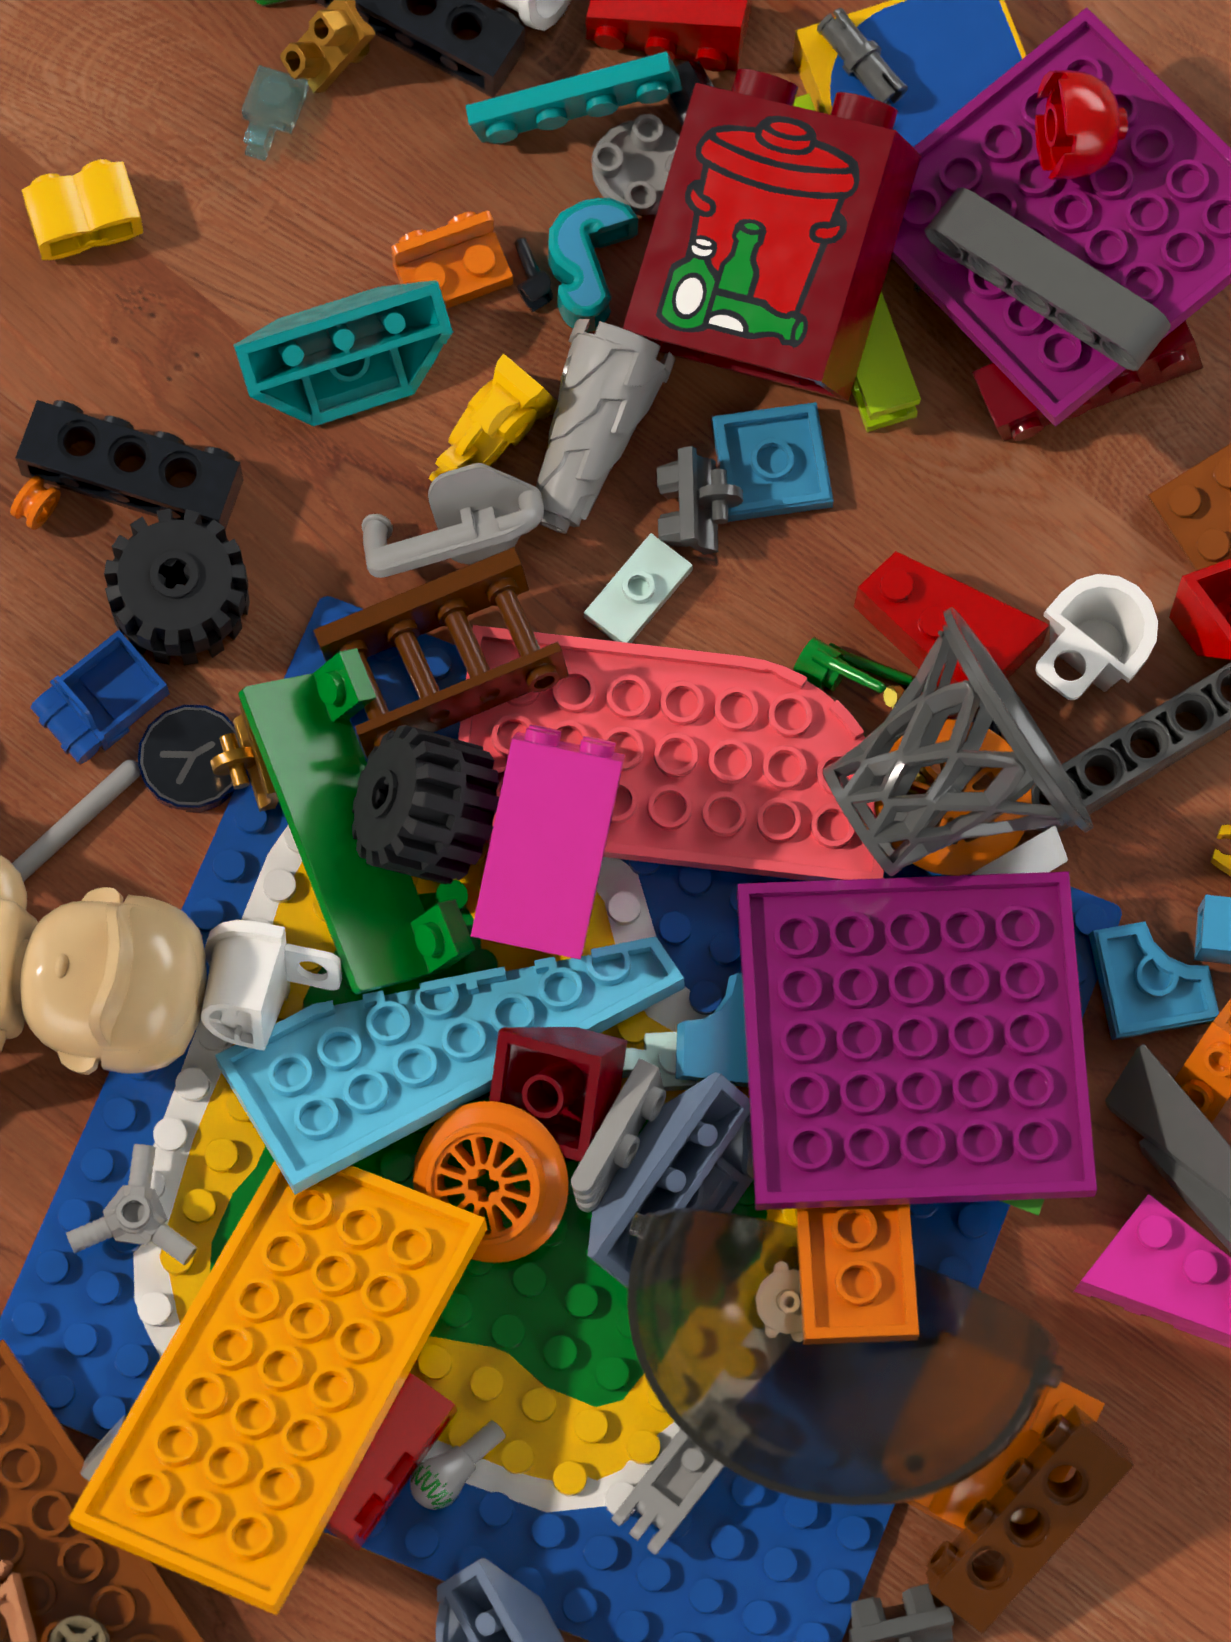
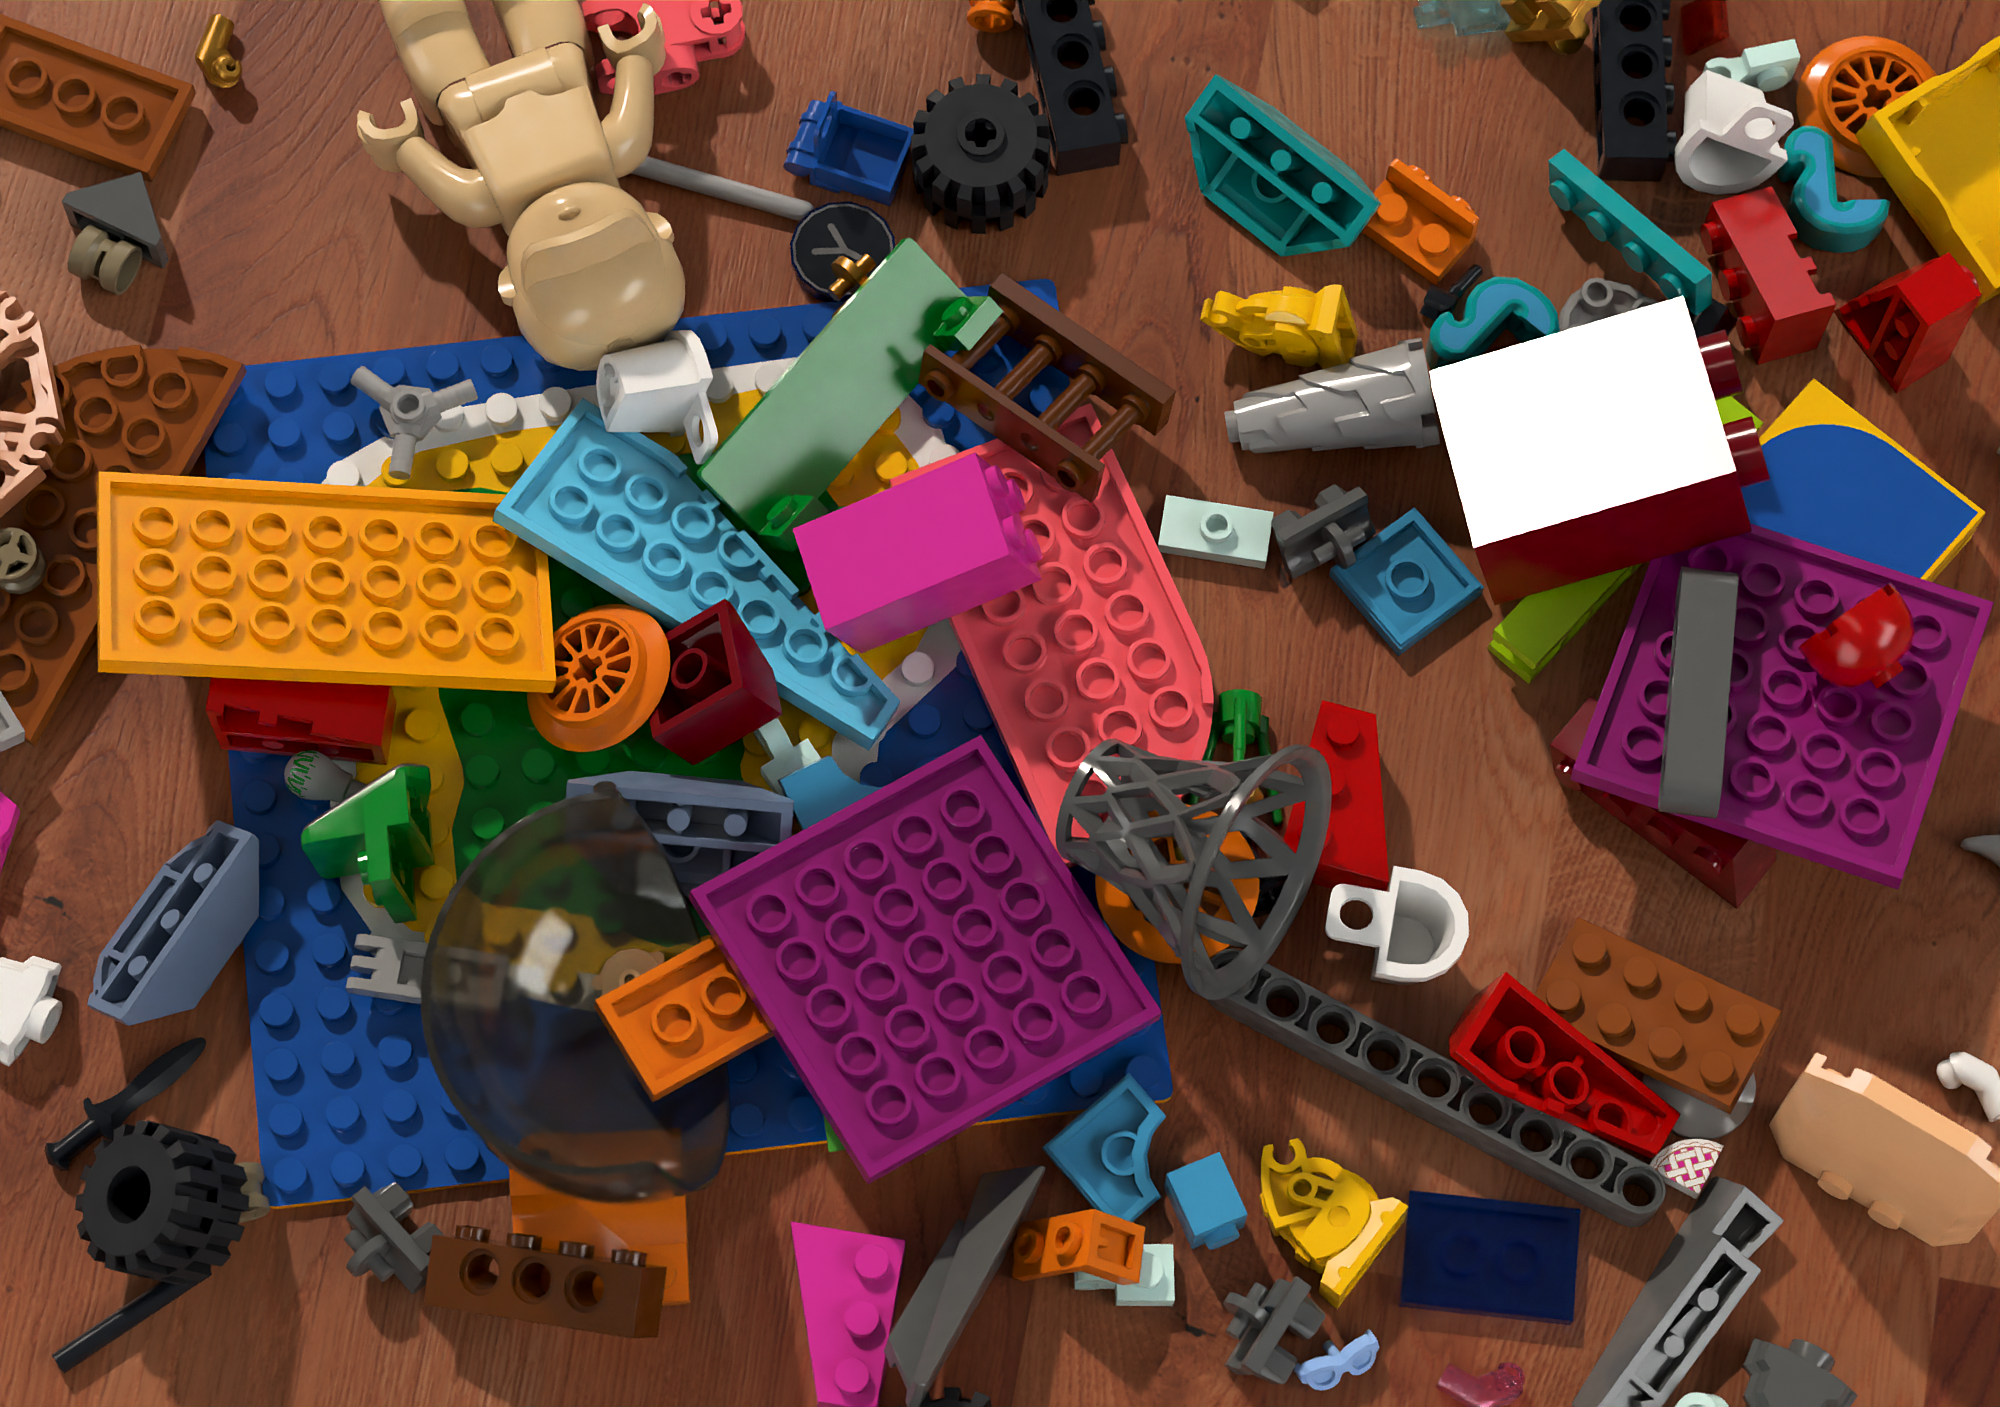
camera: 60 degrees right, 5 degrees down
(425, 805) = (891, 433): black wheel -> none
(475, 515) = (1195, 353): light grey piece -> none
(531, 1445) = (380, 836): none -> green piece
(617, 1137) = (692, 752): light grey hinge -> none
(861, 57) = (1820, 443): dark grey pin -> none
(1036, 855) = (1163, 982): white sticker -> none

